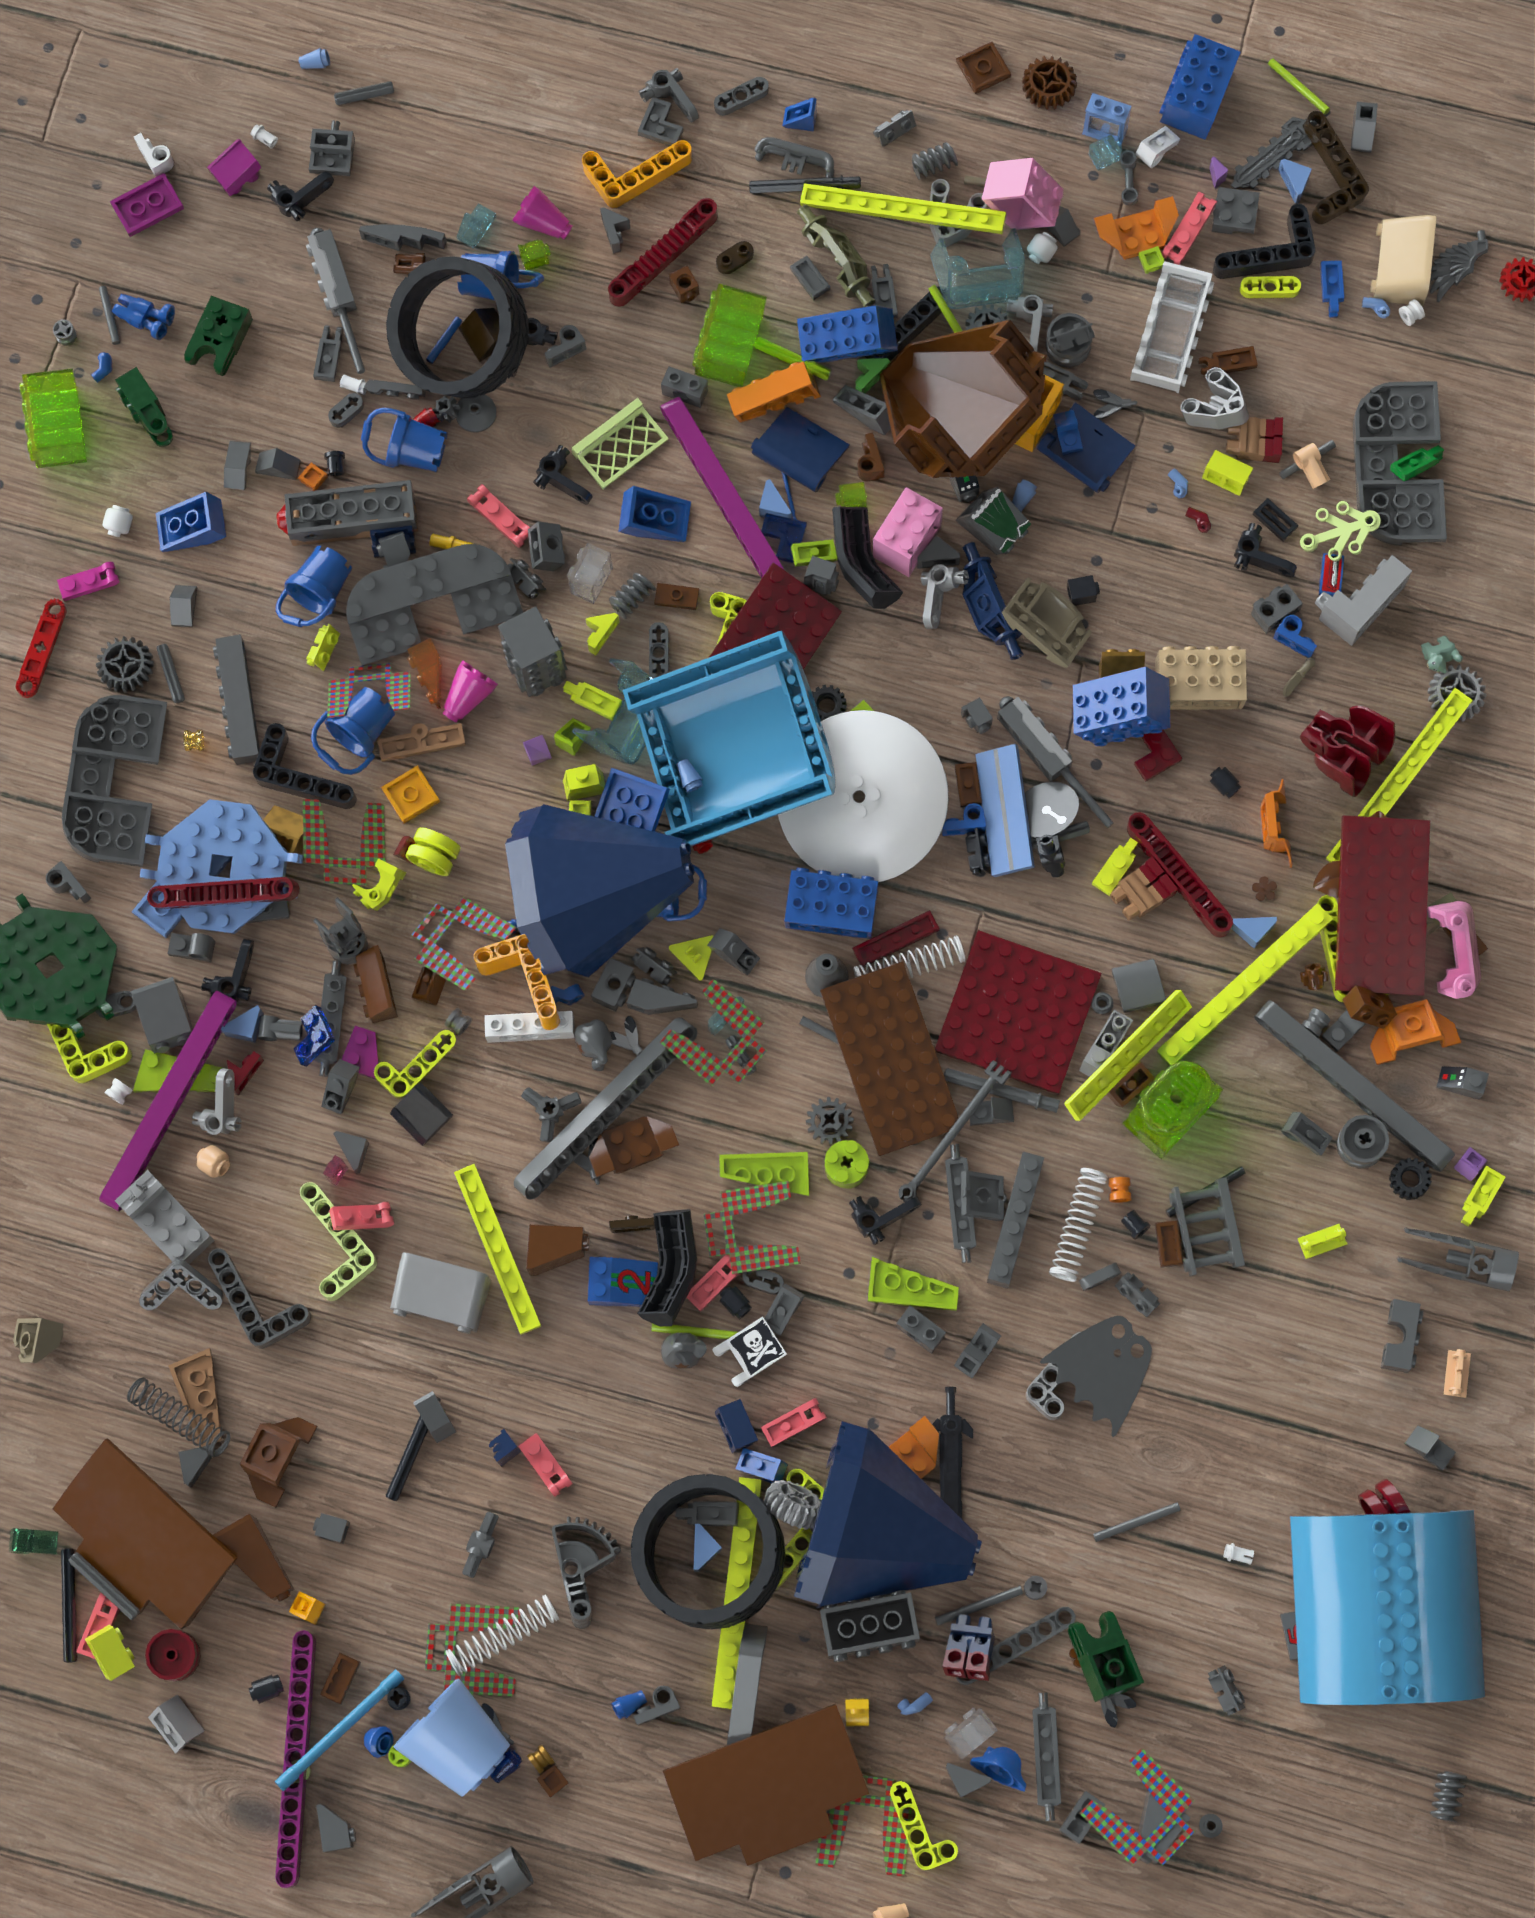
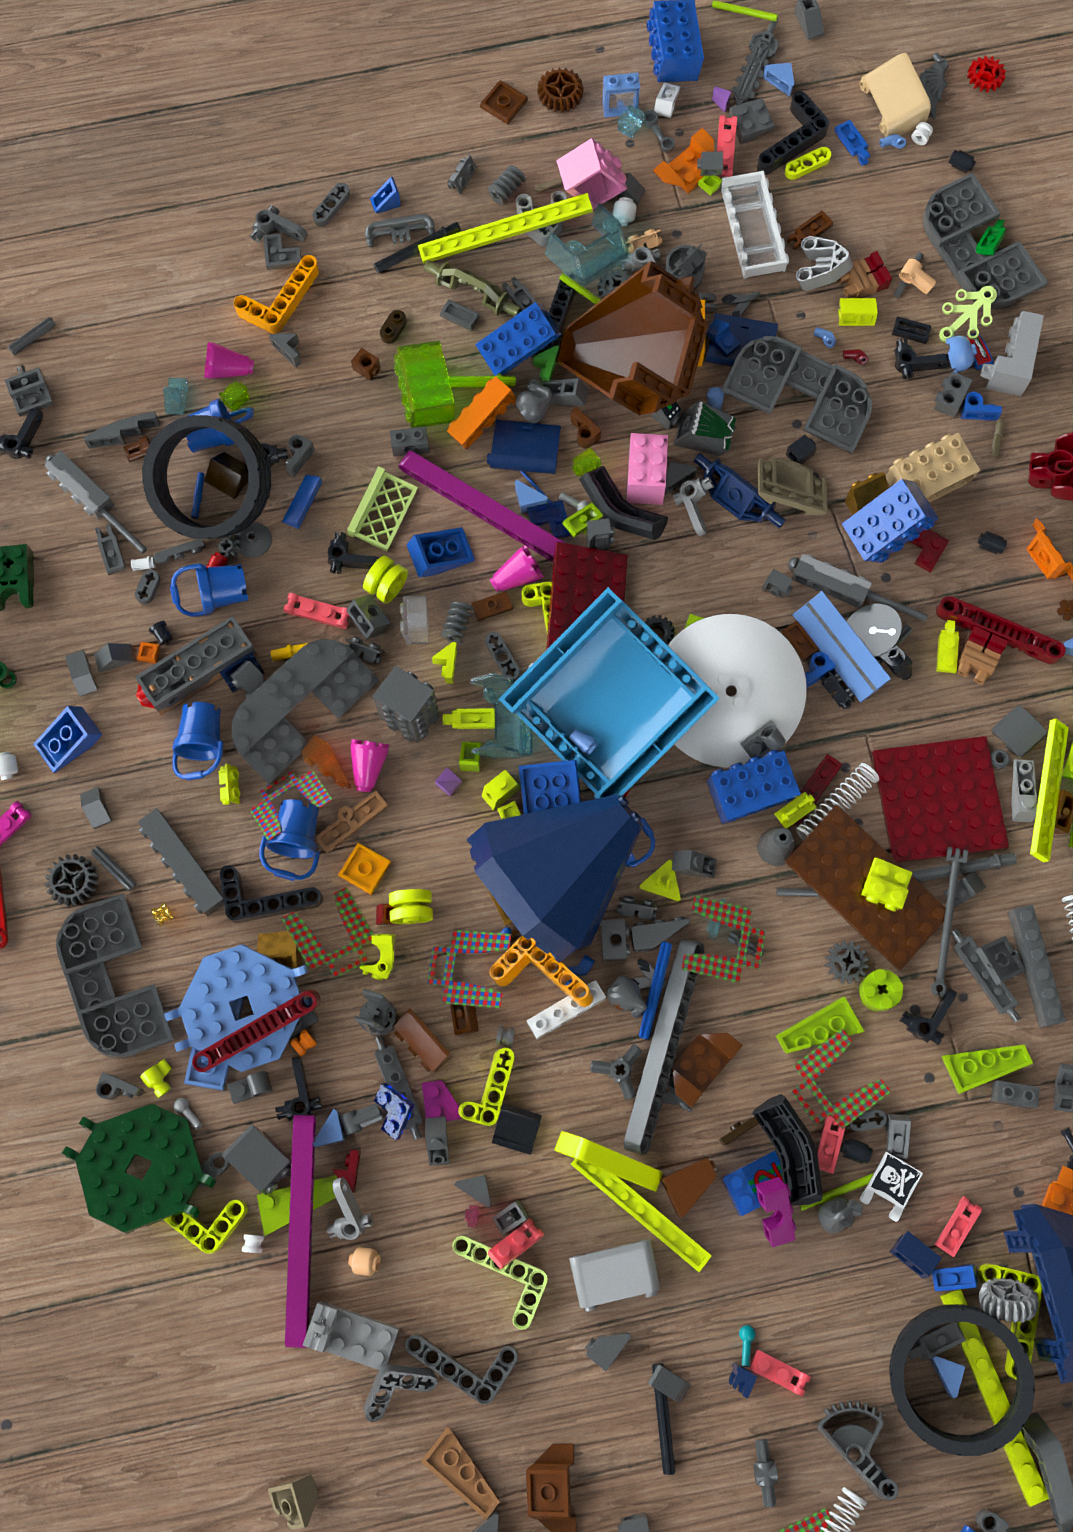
camera: 30 degrees left, 0 degrees up
(106, 891) = (154, 1078): none -> neon yellow piece
(119, 932) = (182, 1106): none -> light grey bar
(137, 1383) = (504, 1516): dark grey piece -> none
(263, 930) = (303, 1042): none -> orange wheel
(371, 1191) = (510, 1217): none -> dark grey slope
(394, 1356) = (606, 1348): none -> dark grey slope
(492, 1187) = (608, 1160): none -> neon yellow beam
(534, 1416) = (747, 1335): none -> teal bar
(545, 396) = (302, 501): none -> blue slope
(582, 517) = (385, 579): none -> neon yellow wheel
(626, 1052) = (655, 990): none -> blue axle
(626, 1296) = (780, 1226): none -> magenta arch
(661, 255) = (336, 348): dark red gear -> none
(720, 573) = (517, 571): none -> dark pink cone
(817, 529) = (572, 501): none -> light grey bar
(833, 407) = (534, 402): none -> dark grey piece
(863, 949) = (795, 810): none -> neon yellow hinge
(869, 861) = (765, 737): none -> dark grey plate
(908, 1064) = (887, 884): none -> neon yellow plate
(1053, 290) = (650, 238): none -> light nougat hinge
(1097, 483) = (841, 395): none -> dark grey plate
(1159, 239) = (710, 163): none -> dark grey brick
(1305, 569) = (961, 352): none -> medium blue cylinder
(1336, 168) = (809, 52): dark brown beam -> none
(1437, 363) = (962, 161): none -> black brick

